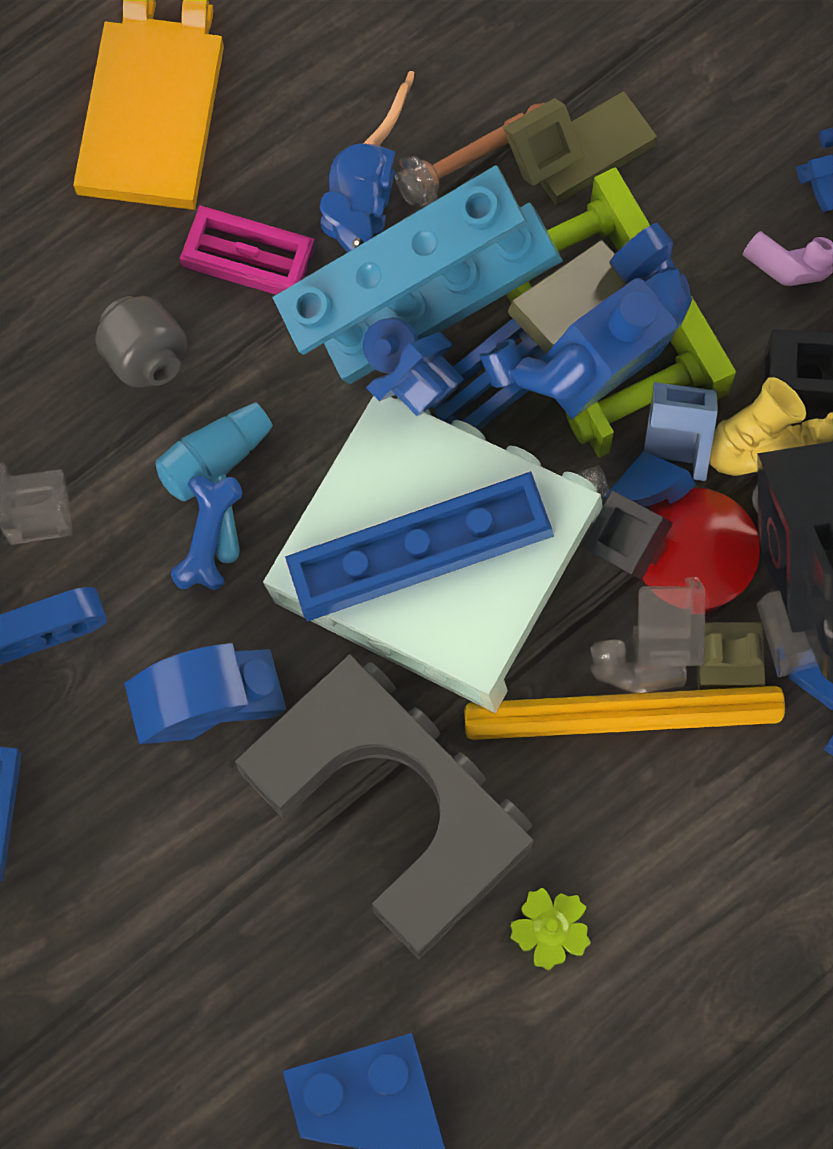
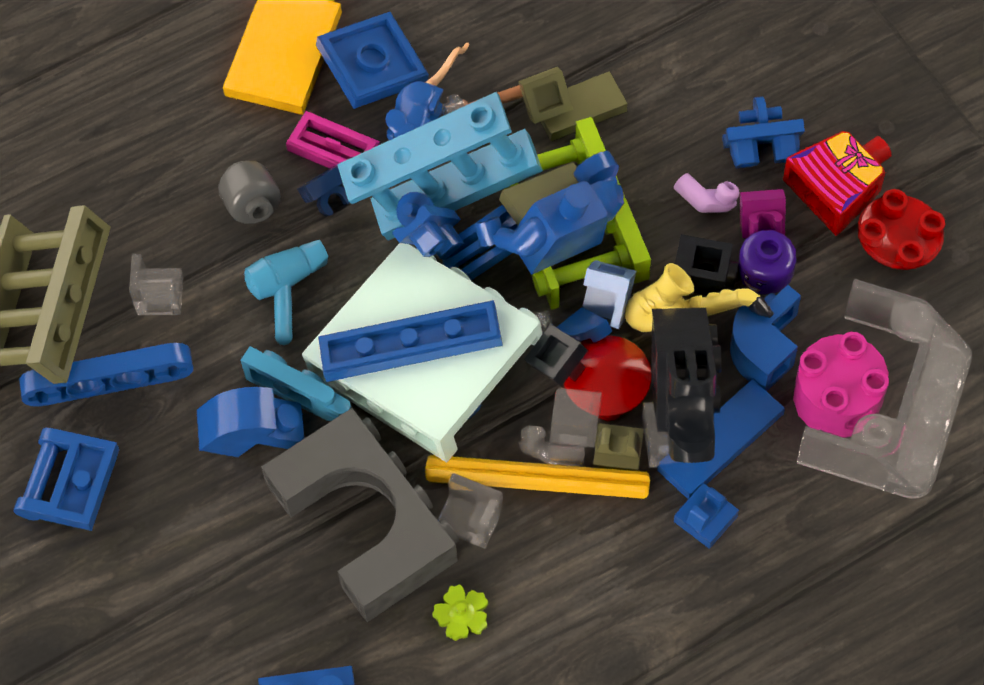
camera: 10 degrees right, 10 degrees down
(213, 503) = (278, 300): blue piece -> none
(245, 317) = (322, 187): none -> dark blue tile
(271, 627) = (303, 387): none -> dark azure hinge
(281, 116) = (371, 59): none -> blue plate
(539, 778) = (472, 510): none -> clear panel

